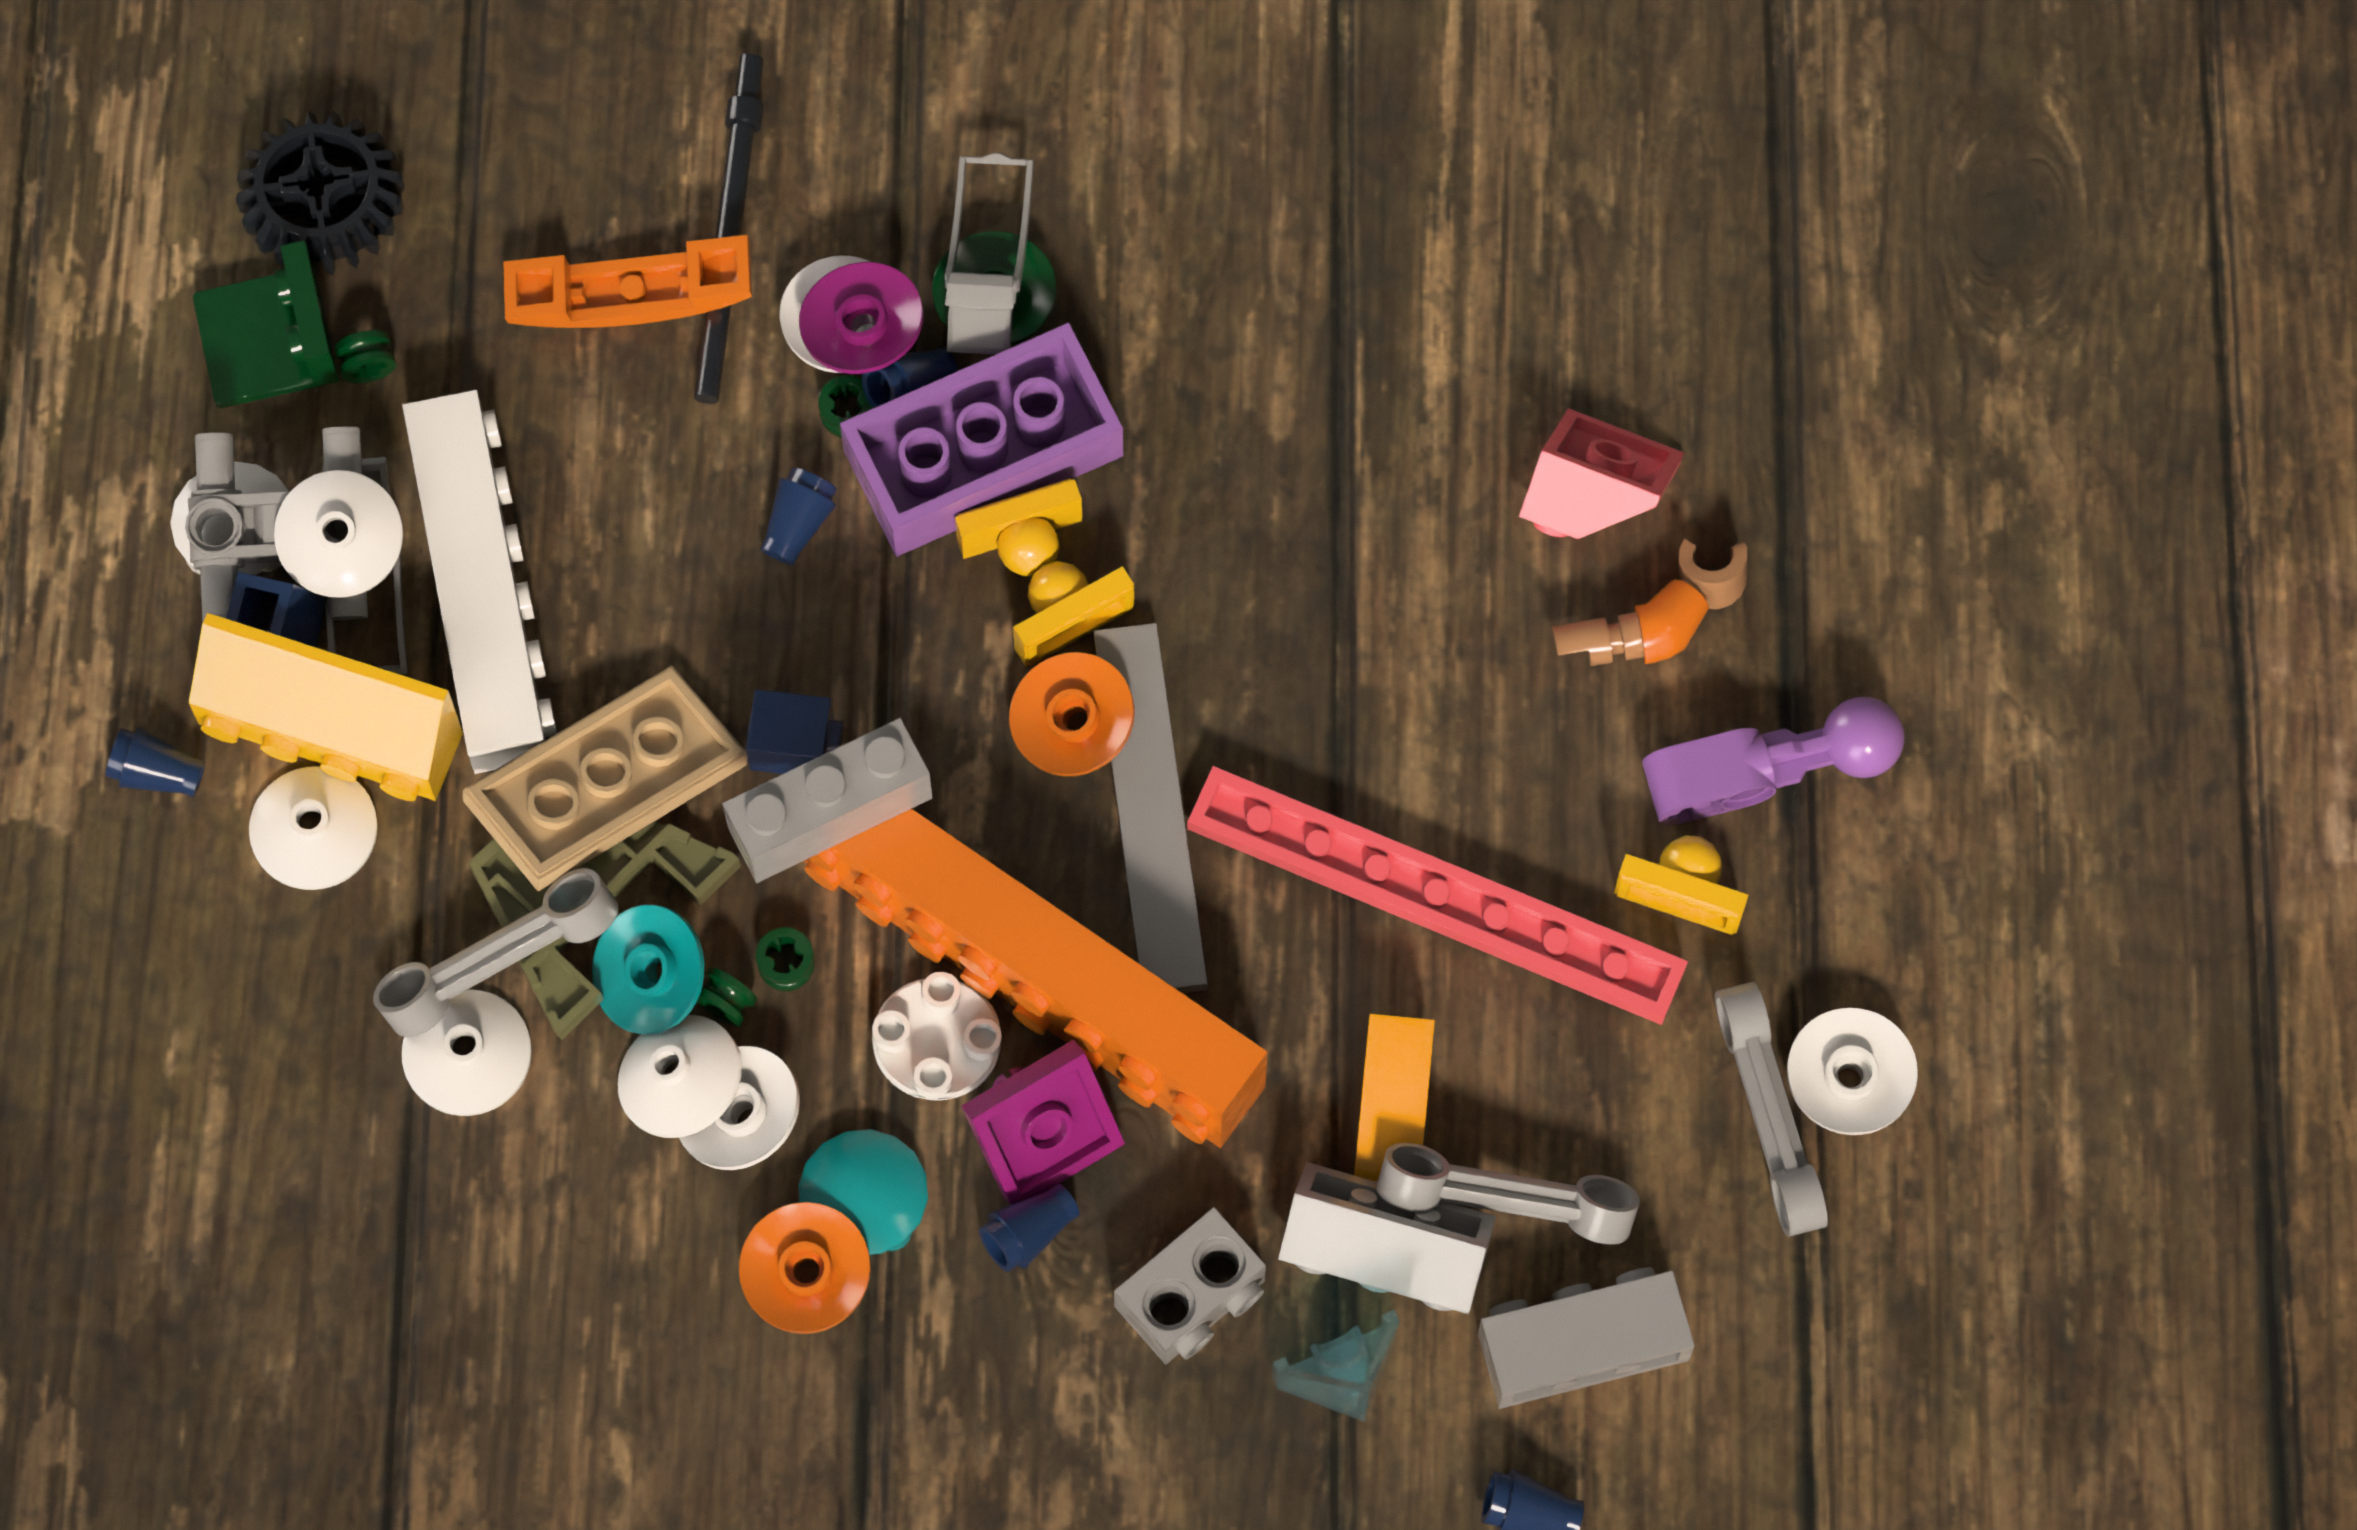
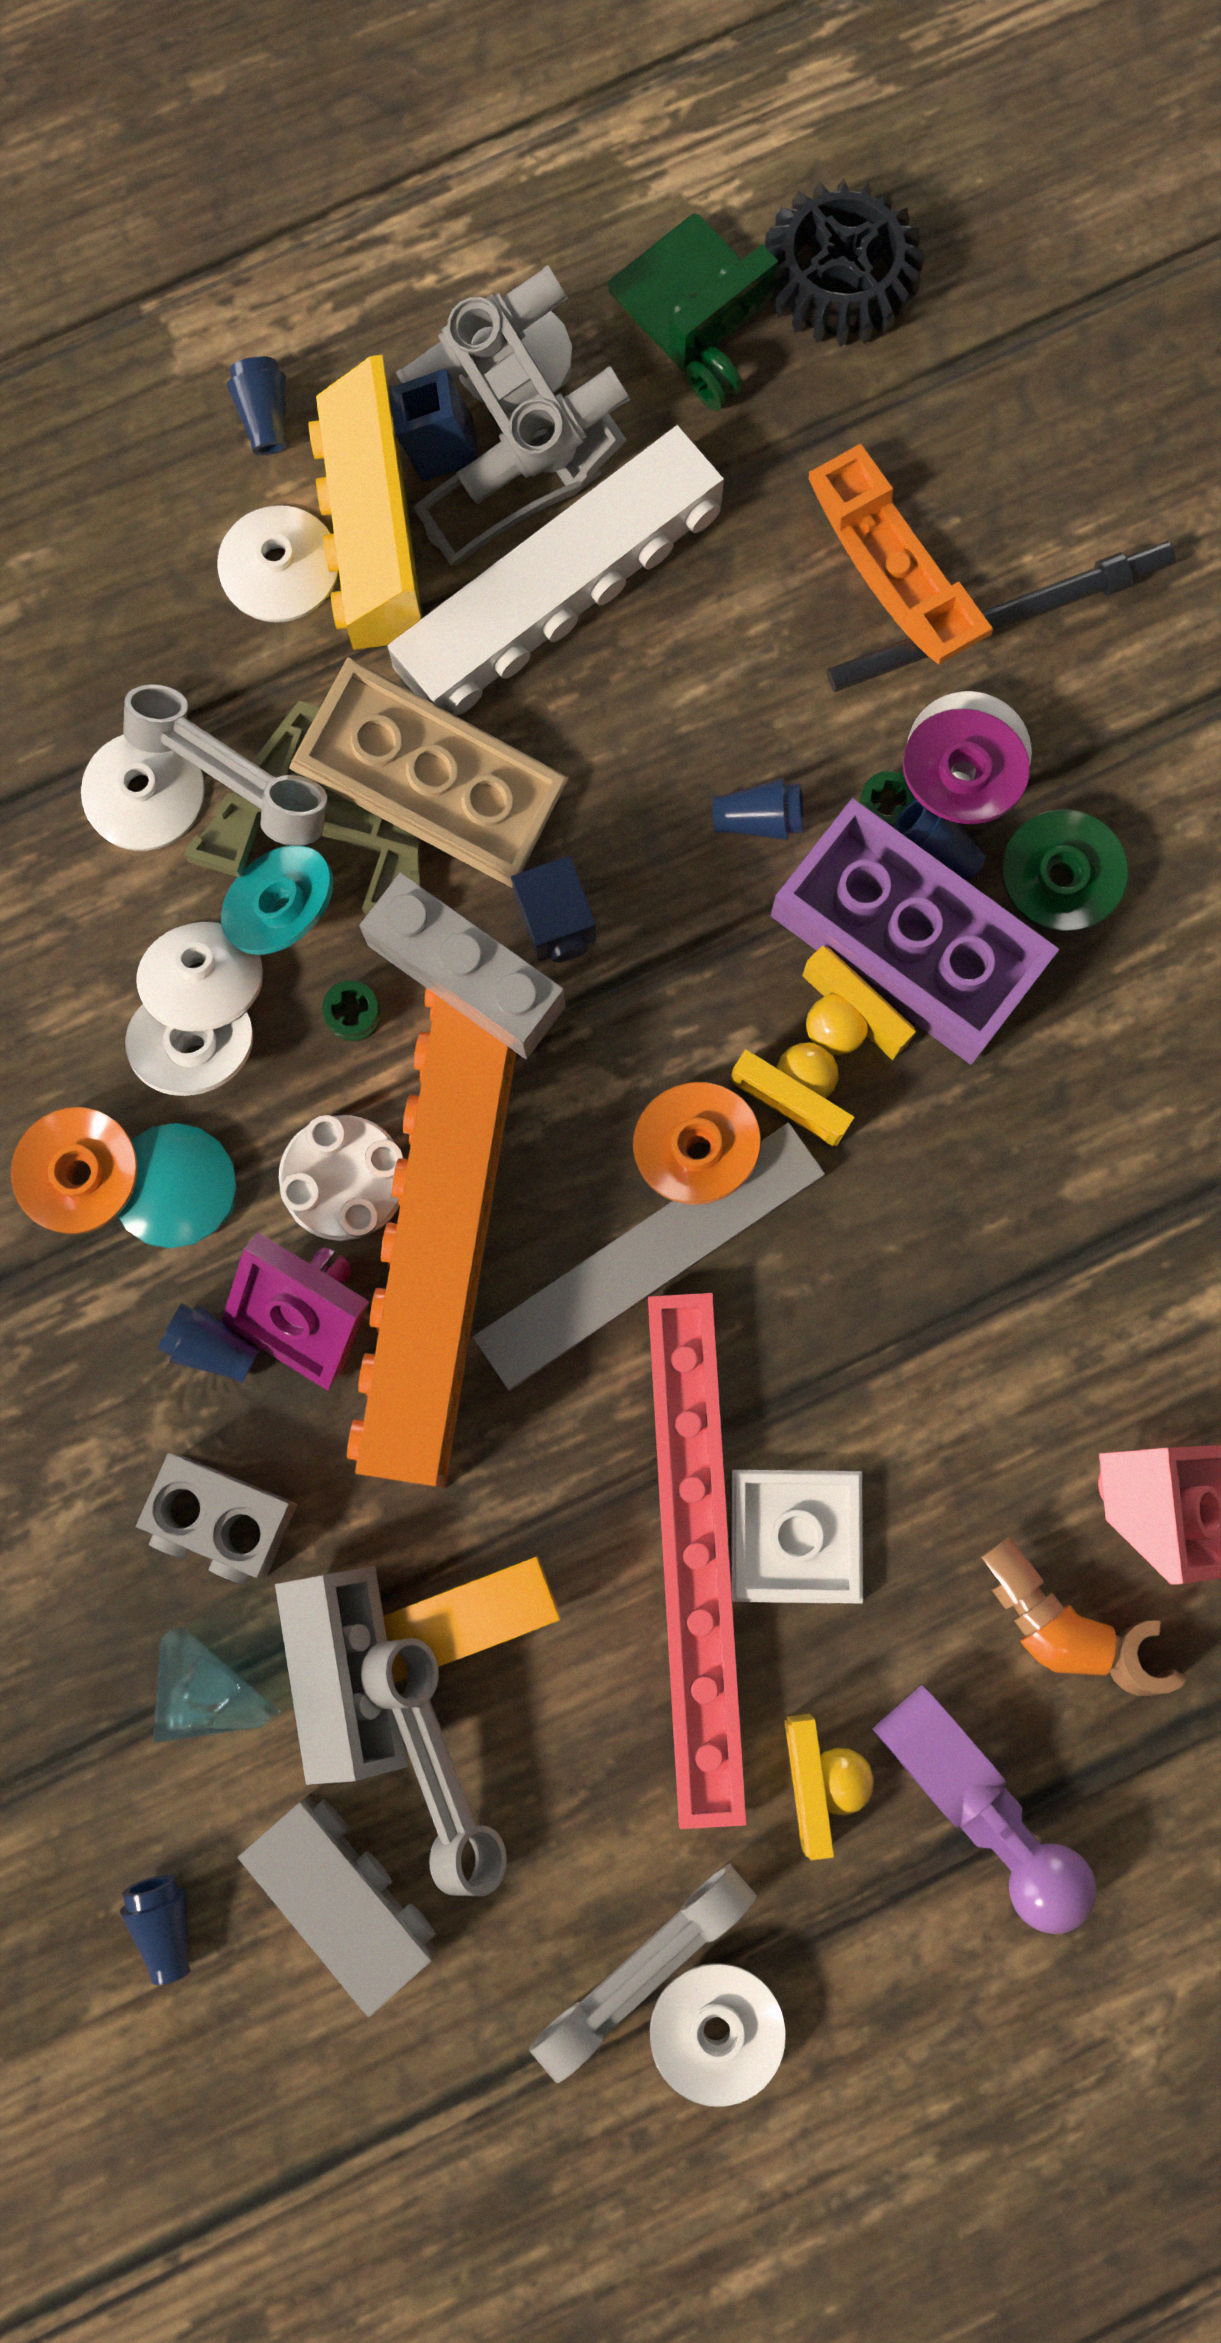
camera: 65 degrees right, 10 degrees up
(358, 560) = (537, 451): white dish -> none
(725, 997) = (287, 977): dark green bush -> none
(977, 301) = (1041, 864): light grey piece -> none
(1462, 803) = (796, 1536): none -> white tile

